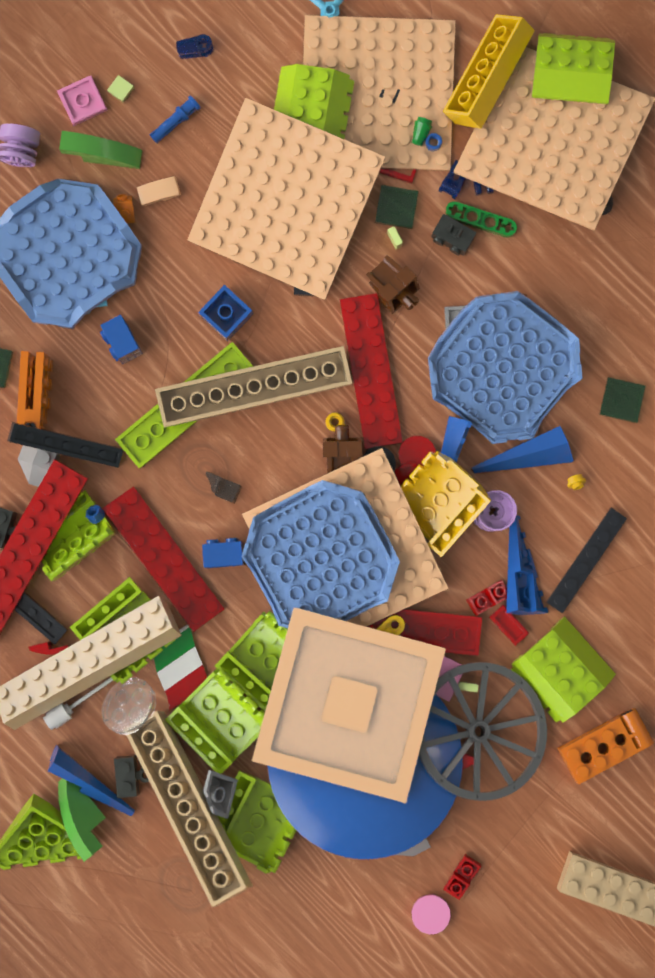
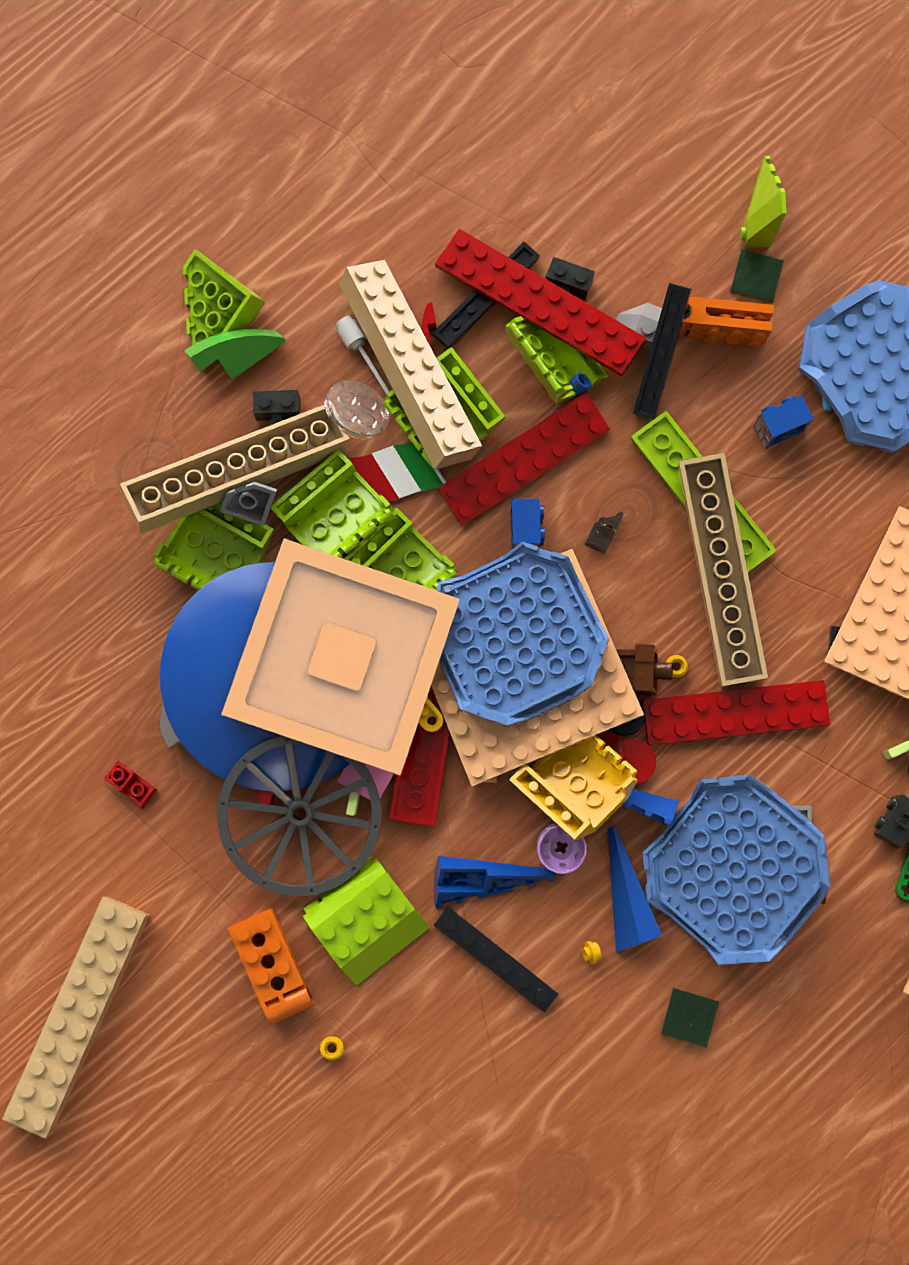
camera: 90 degrees right, 5 degrees down
(70, 770) = (289, 342): blue wedge -> none
(225, 313) = (811, 544): blue brick -> none
(394, 285) = (839, 744): reddish brown piece -> none
(430, 914) = (90, 744): bright pink tile -> none
(487, 597) = (457, 835): red slope -> none
(509, 625) = (422, 859): red tile -> none

